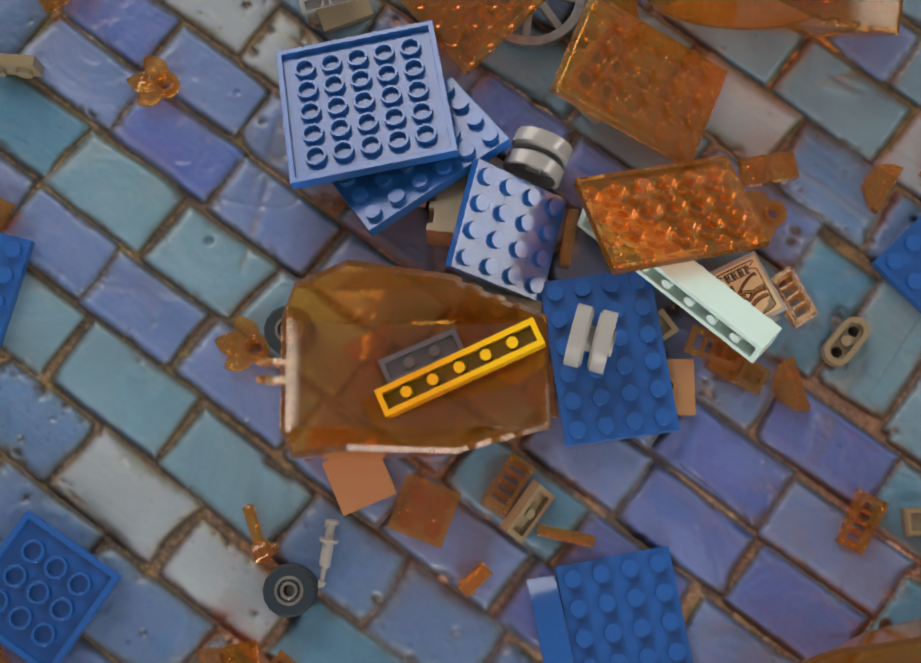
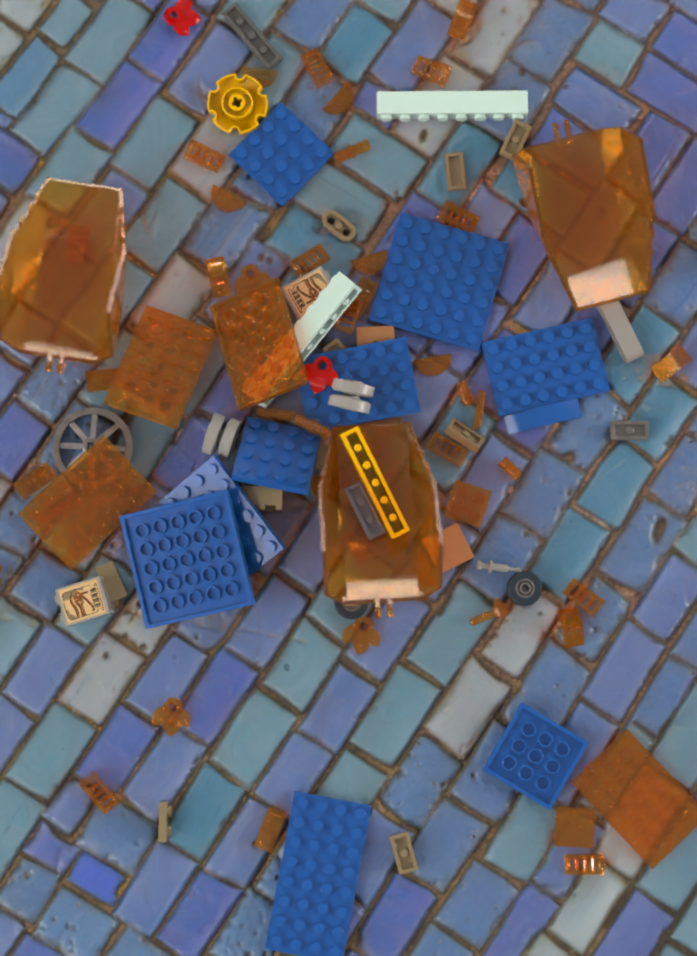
camera: 95 degrees left, 5 degrees up
(548, 285) = (312, 426): none -> clear orange pin
(590, 516) = (465, 394): none -> clear orange pin
(620, 298) = (318, 377): none -> red plate
(635, 473) = (433, 365): none -> clear orange tile
(762, 488) = (439, 282): none -> blue plate

